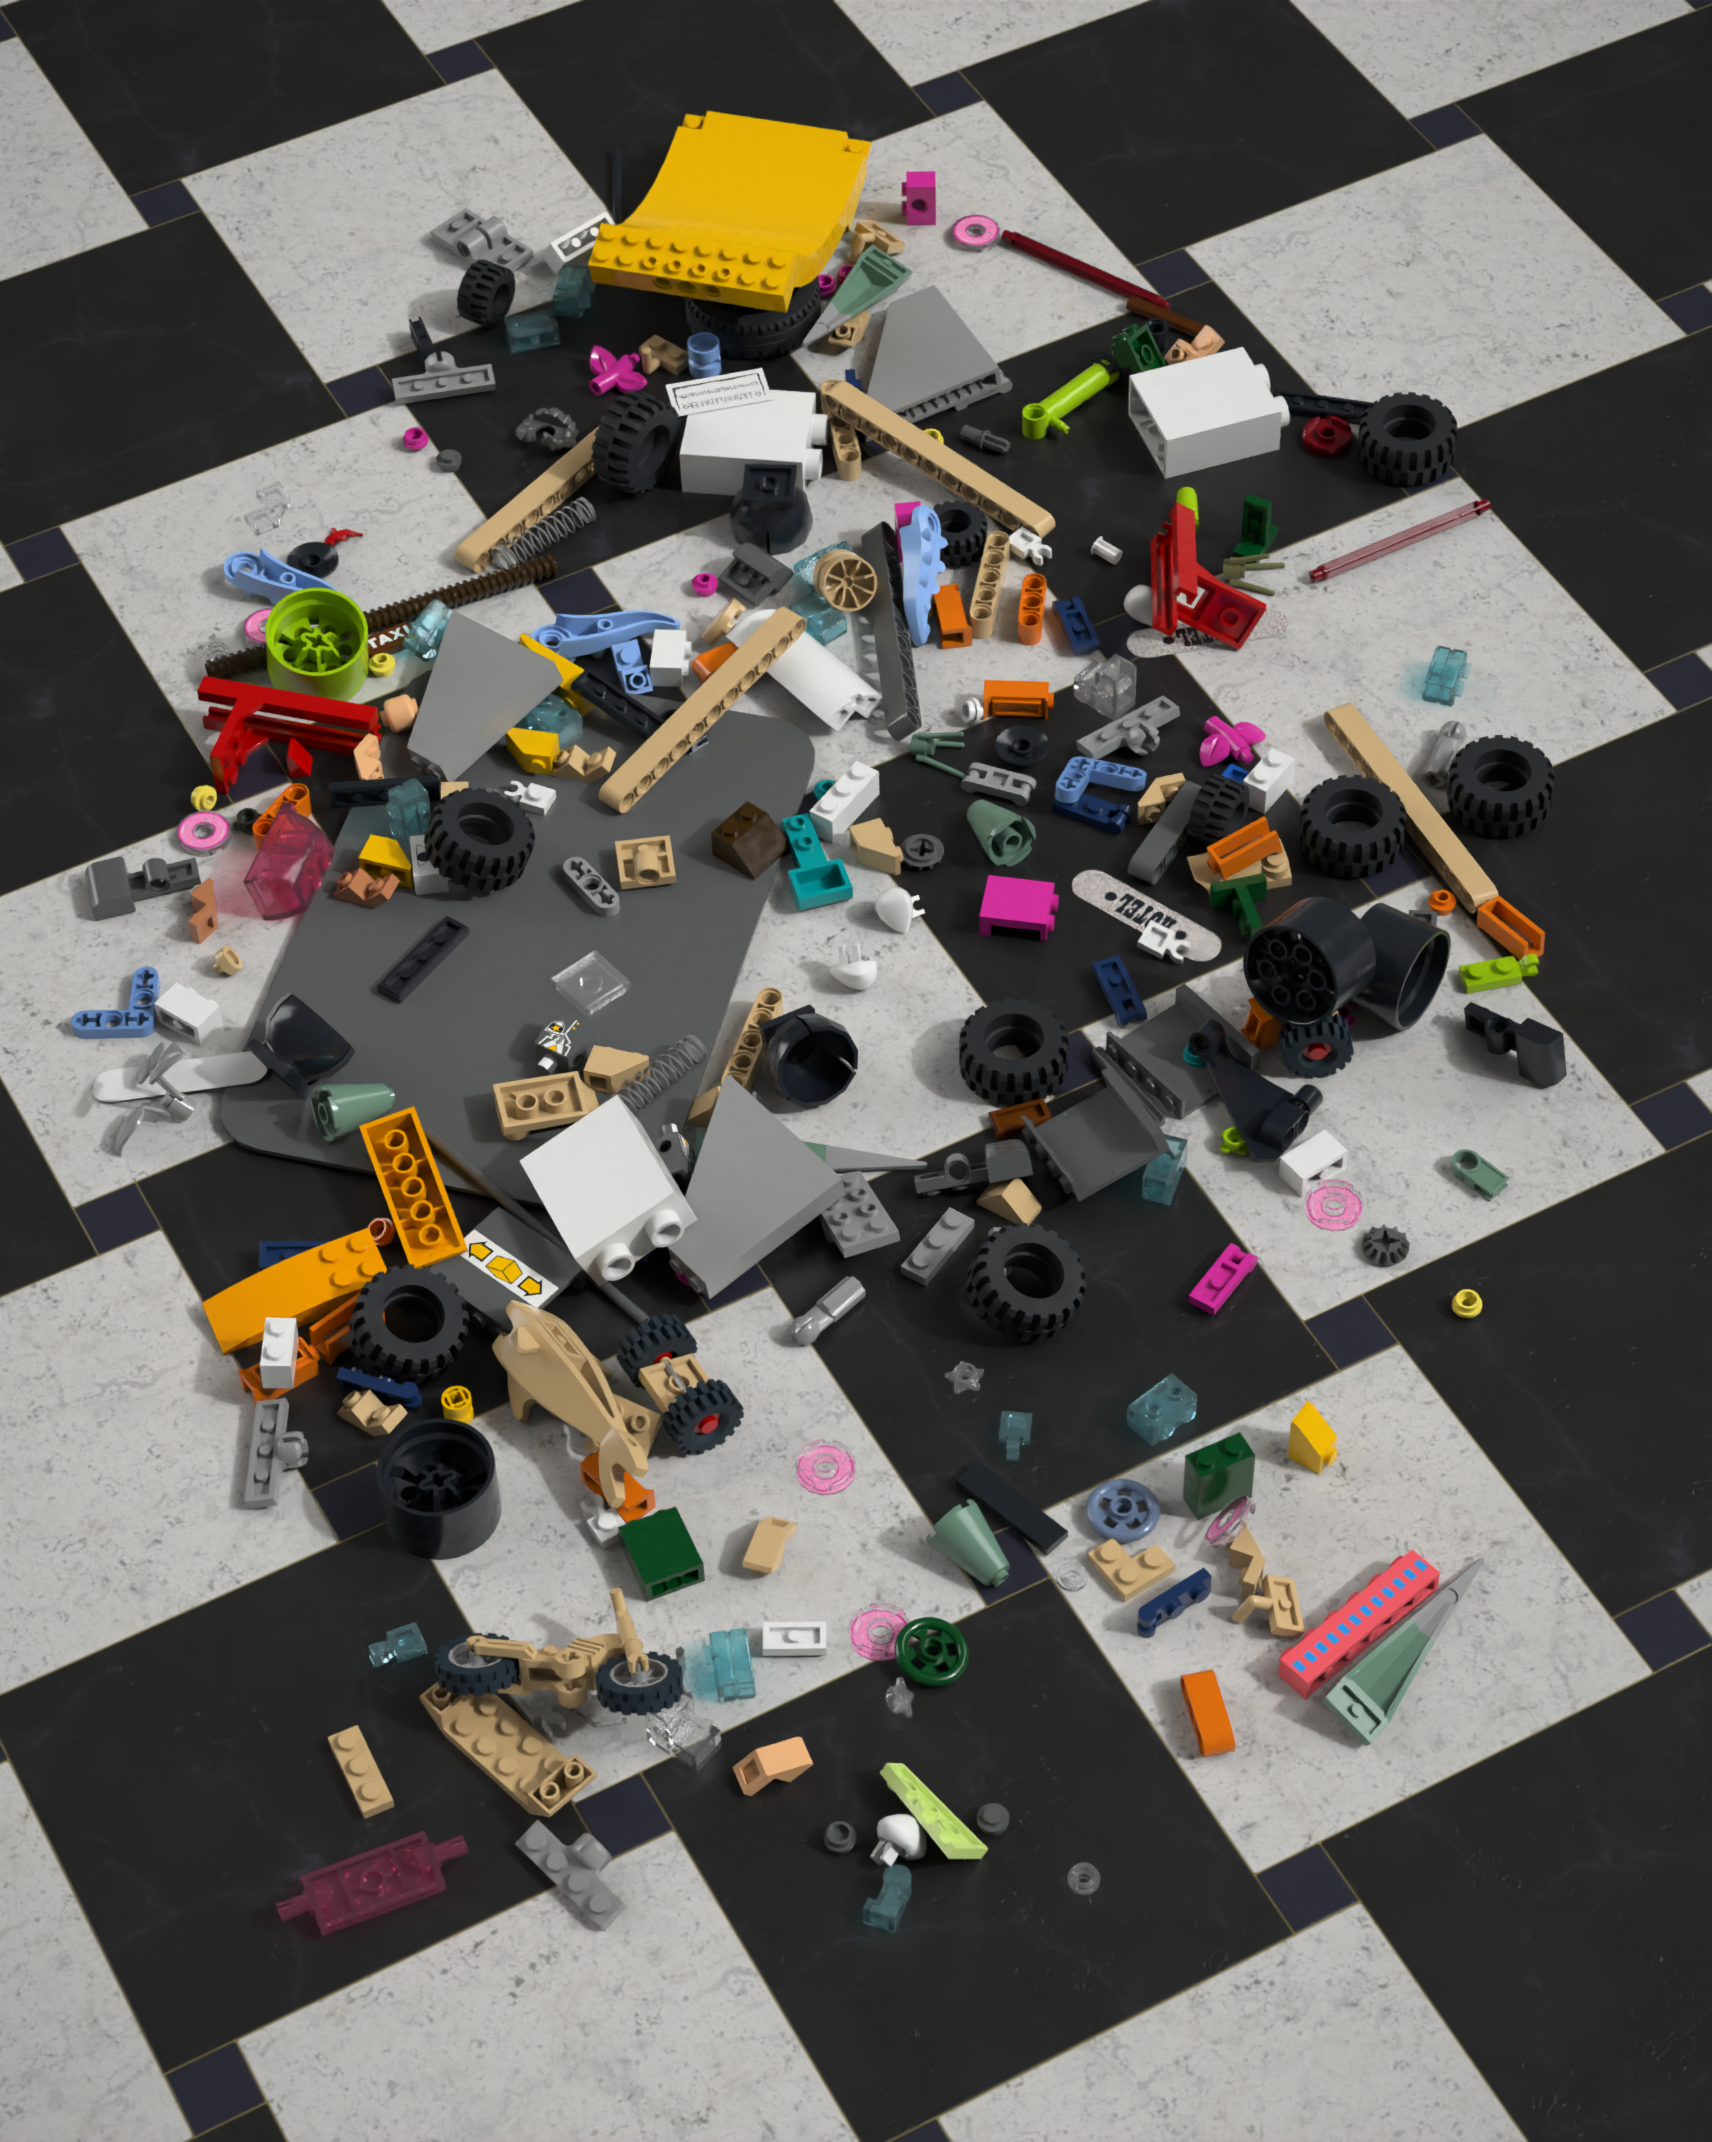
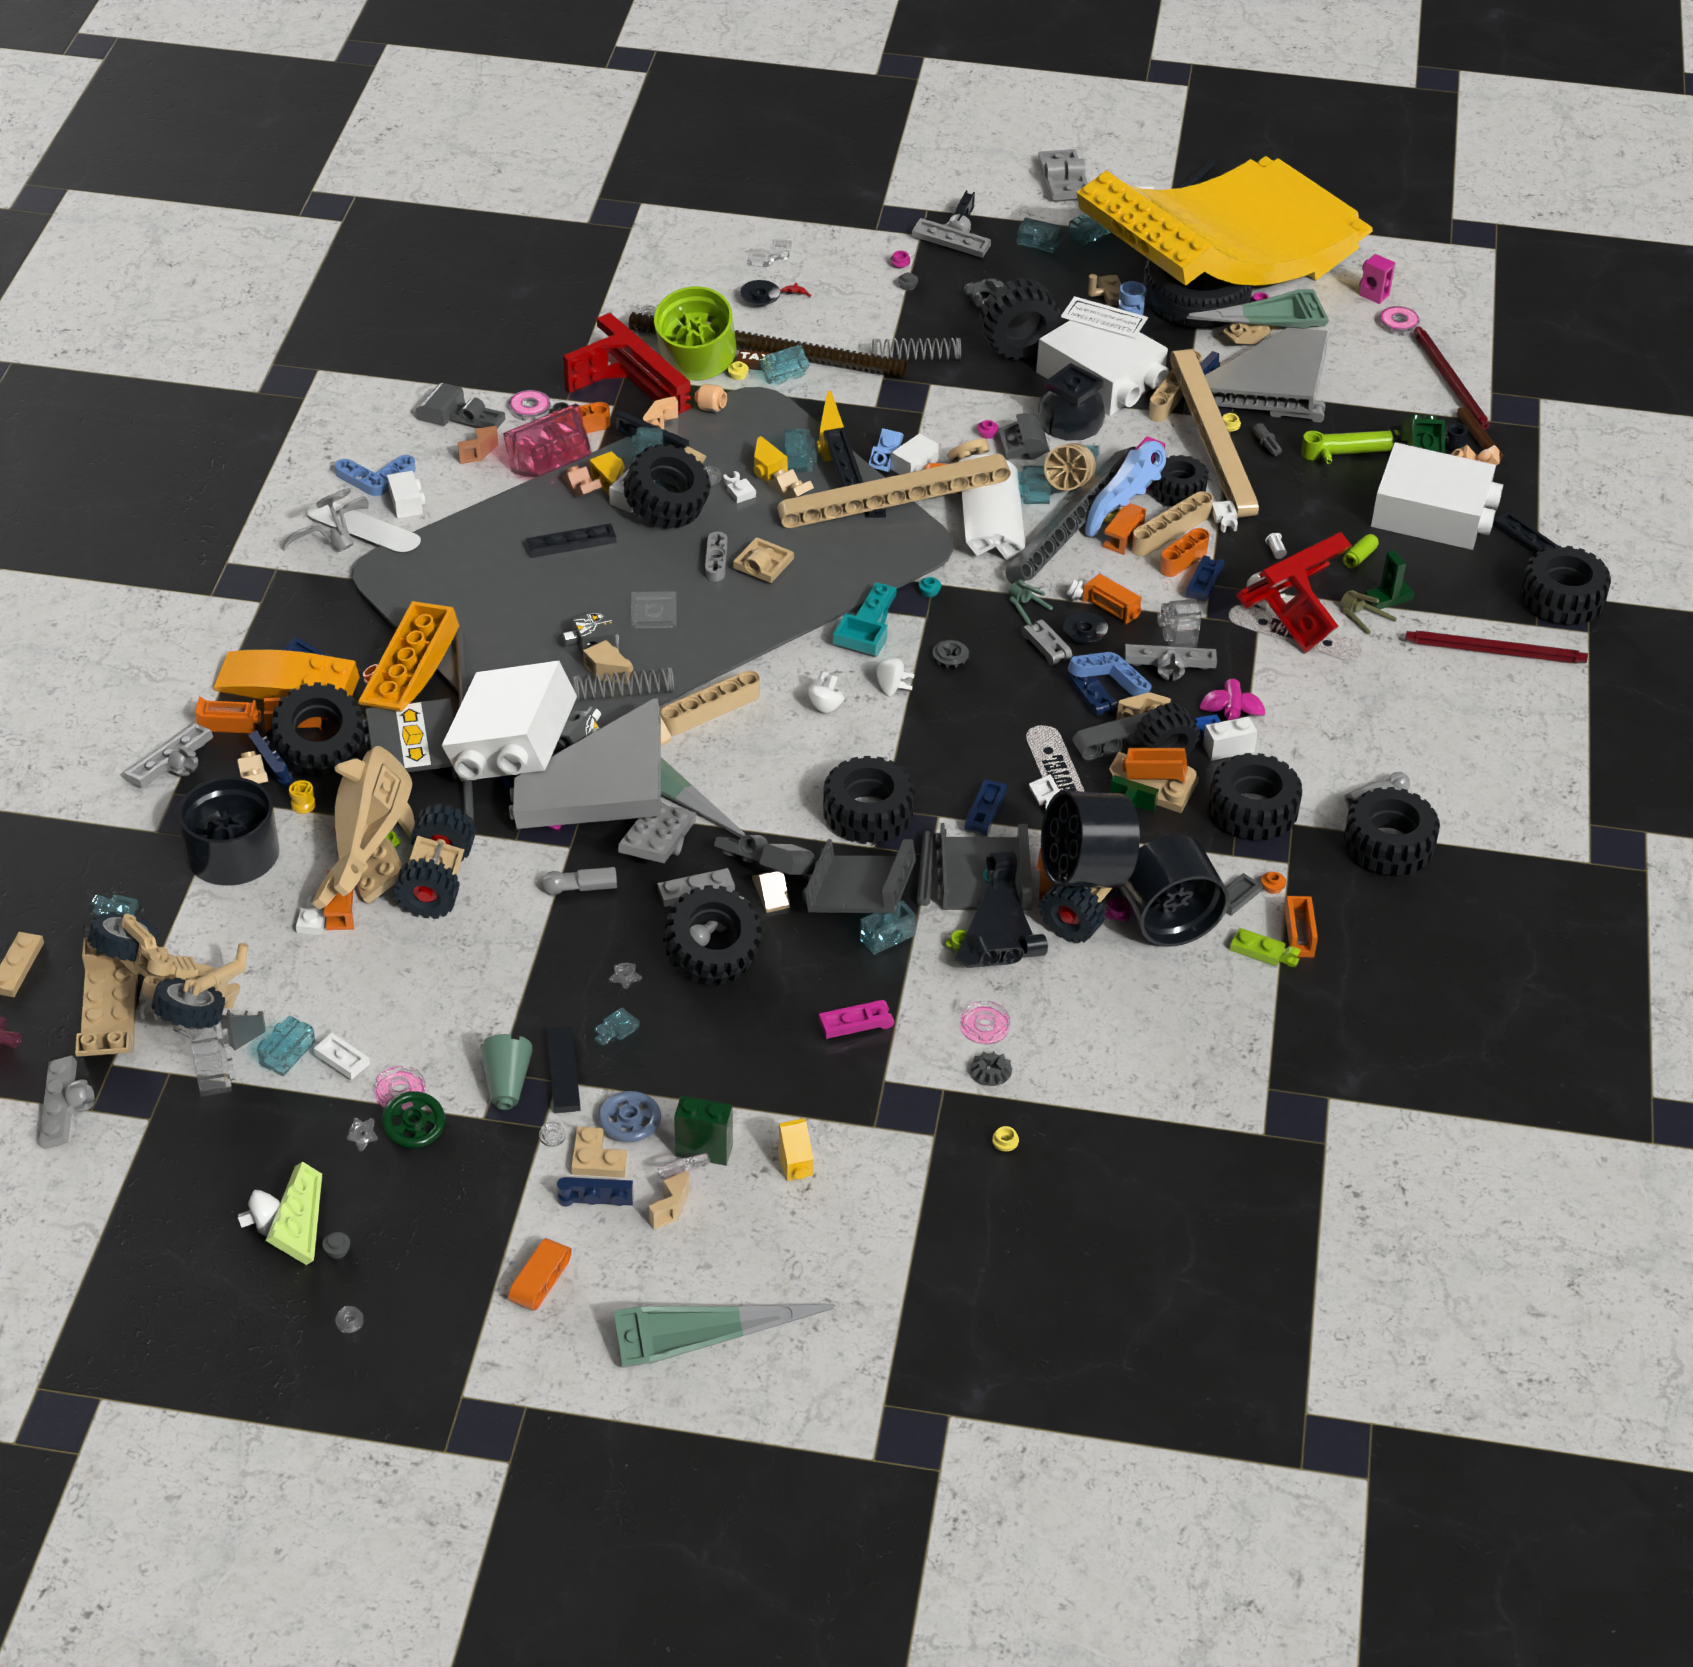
camera: 35 degrees right, 5 degrees down
(204, 798) = (549, 380): light yellow plate -> none
(227, 961) = (460, 478): tan tile -> none
(268, 576) = (728, 288): light blue animal -> none
(279, 1353) = (224, 697): white brick -> none
(298, 759) = (628, 394): red slope -> none
(300, 1045) = (431, 537): black plate -> none
(345, 1107) = (427, 588): sand green cone -> none
(475, 696) = (761, 410): light grey slope -> none
(486, 293) = (1032, 186): black tyre -> none
(529, 506) = (947, 326): tan beam -> none
(542, 1103) = (533, 648): tan slope -> none
(594, 633) = (876, 414): light blue animal -> none
(614, 373) = (1066, 282): dark pink plant -> none
(661, 1553) = (320, 954): dark green brick -> none
(749, 841) = (840, 582): dark brown slope -> none
(768, 1545) = (383, 991): tan slope -> none
(779, 1761) = (244, 1117): light nougat slope -> none
(806, 1056) = (726, 723): black plate -> none
(829, 1481) = (478, 982): clear tile -> none
(839, 1837) = (234, 1190): dark grey plate -> none
(845, 802) = (930, 596): white brick -> none
(874, 233) = (1327, 289): tan plate -> none
(875, 846) = (921, 632): tan slope -> none
(891, 1903) = (219, 1247): clear light blue leg -> none
(1001, 832) = (1009, 670): sand green cone -> none
(1008, 1121) = (841, 844): reddish brown tile -> none
(1018, 905) = (974, 718): dark pink panel -> none
(1162, 1410) = (723, 1071): clear light blue brick -> none
(1281, 1605) = (661, 1241): tan plate -> none
(1312, 1161) = (996, 985): white brick -> none
(1327, 446) = (1503, 557): dark red tile -> none
(1358, 1623) = (702, 1285): coral brick -> none
(1422, 820) = (1315, 809): tan beam -> none
(1445, 676) = (1432, 744): clear light blue brick -> none
(1483, 1179) = (1107, 1069): sand green piece -> none
(1537, 1046) = (1225, 999): black plate -> none

